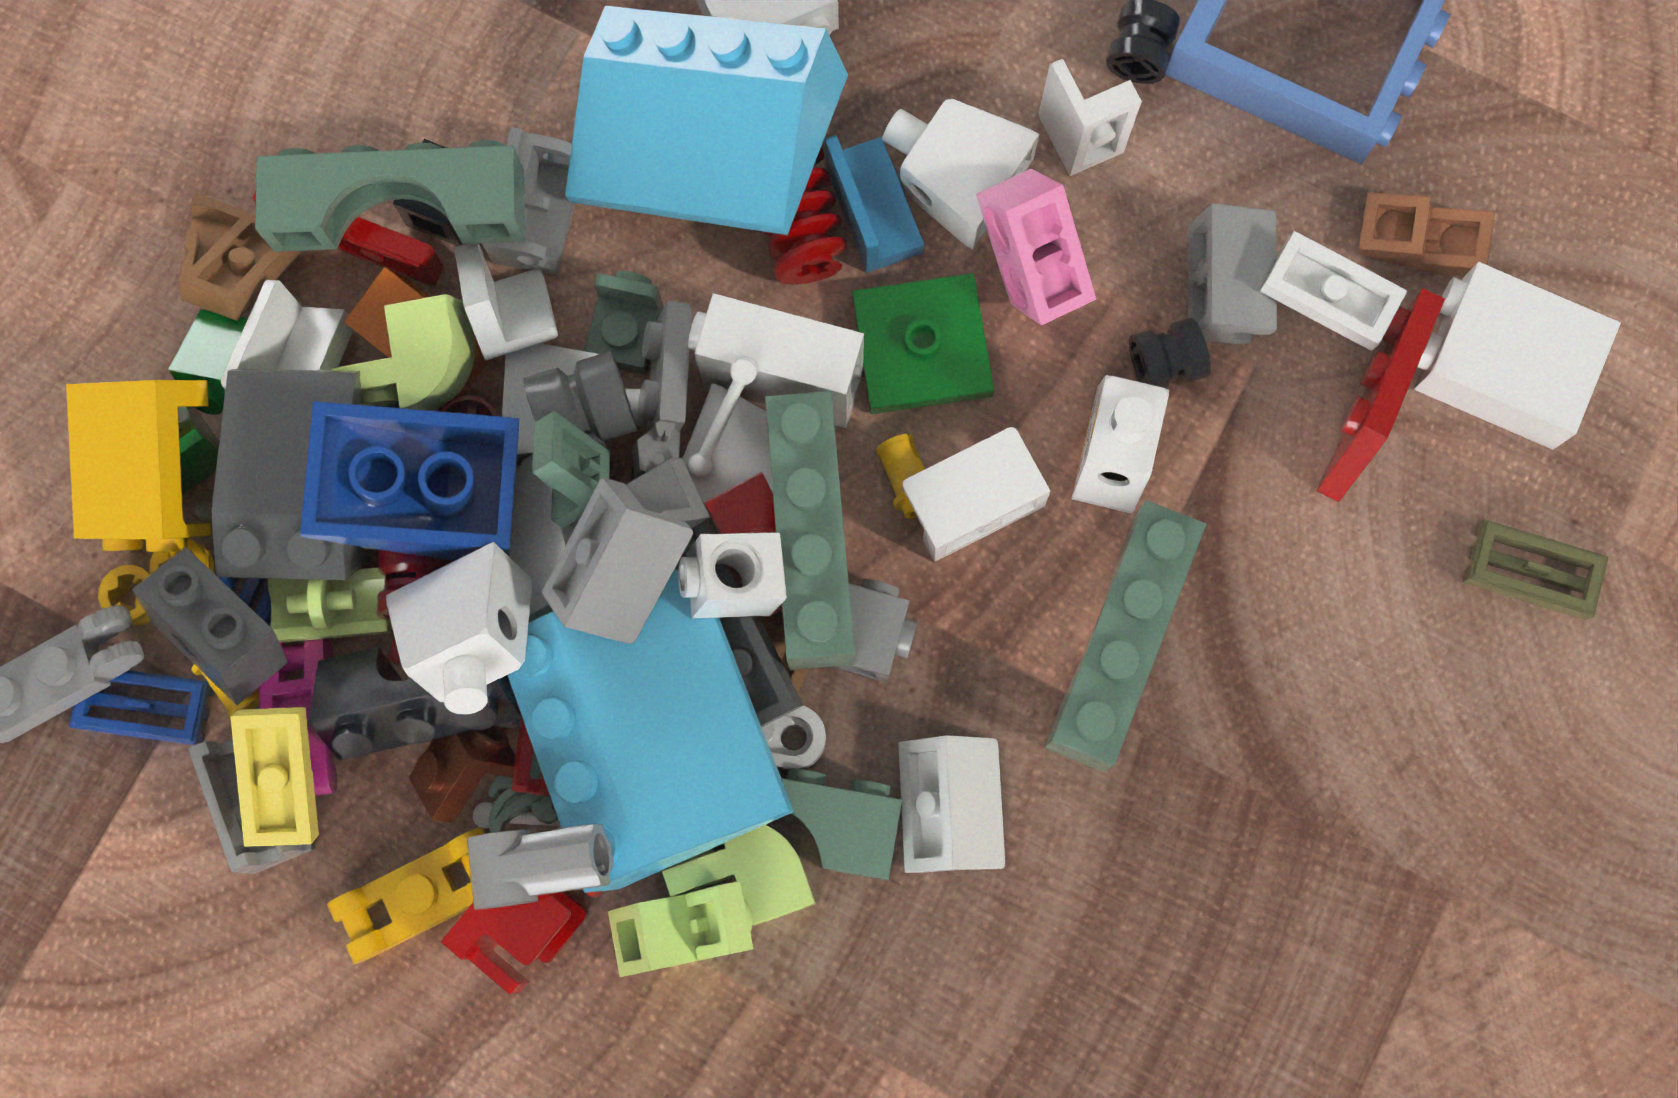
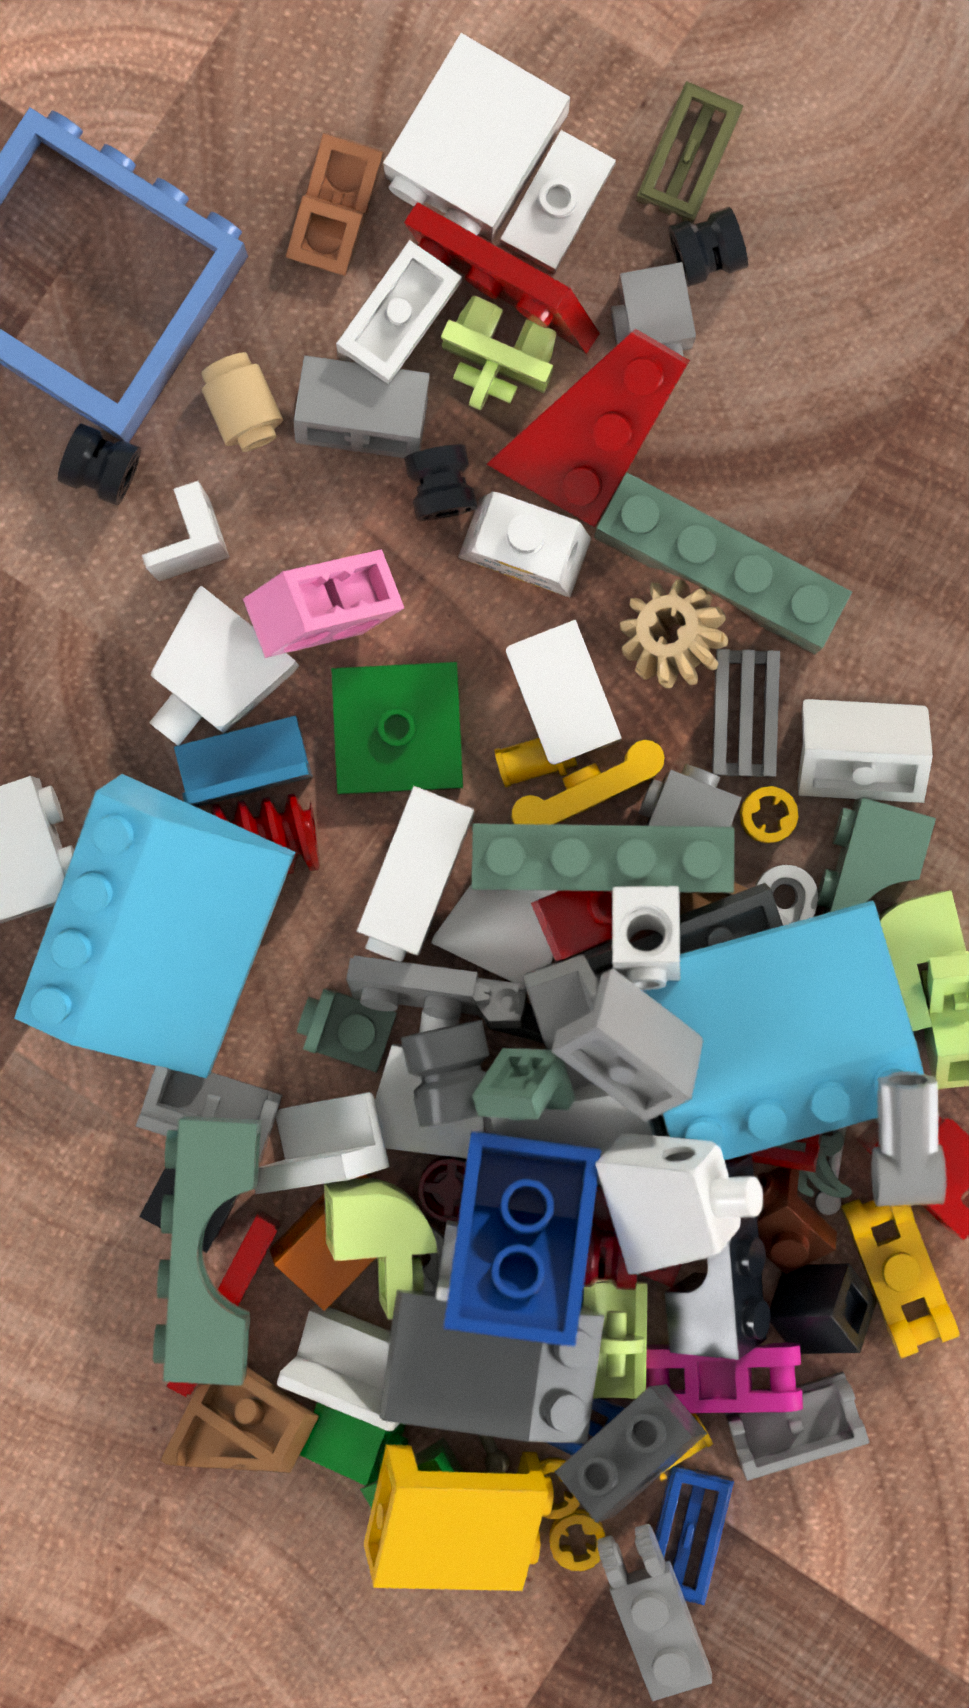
camera: 85 degrees left, 10 degrees up
(274, 776) = (788, 1392): light yellow hinge -> none
(373, 817) = (823, 1309): none -> black panel
(742, 372) = (443, 909): white hinge -> none
(883, 530) = (591, 787): none -> yellow plate
(883, 696) = (784, 824): none -> yellow bush
(1029, 676) = (748, 660): none -> light grey tile
(1048, 595) = (651, 632): none -> tan gear
(1221, 162) = (241, 402): none -> tan brick
(1250, 496) = (595, 429): none -> red wing
(1315, 373) = (472, 339): none -> yellowish green hips
(1369, 545) = (656, 305): none -> light grey brick
(1442, 577) = (709, 246): none -> black wheel
(1464, 445) = (557, 201): none -> white plate

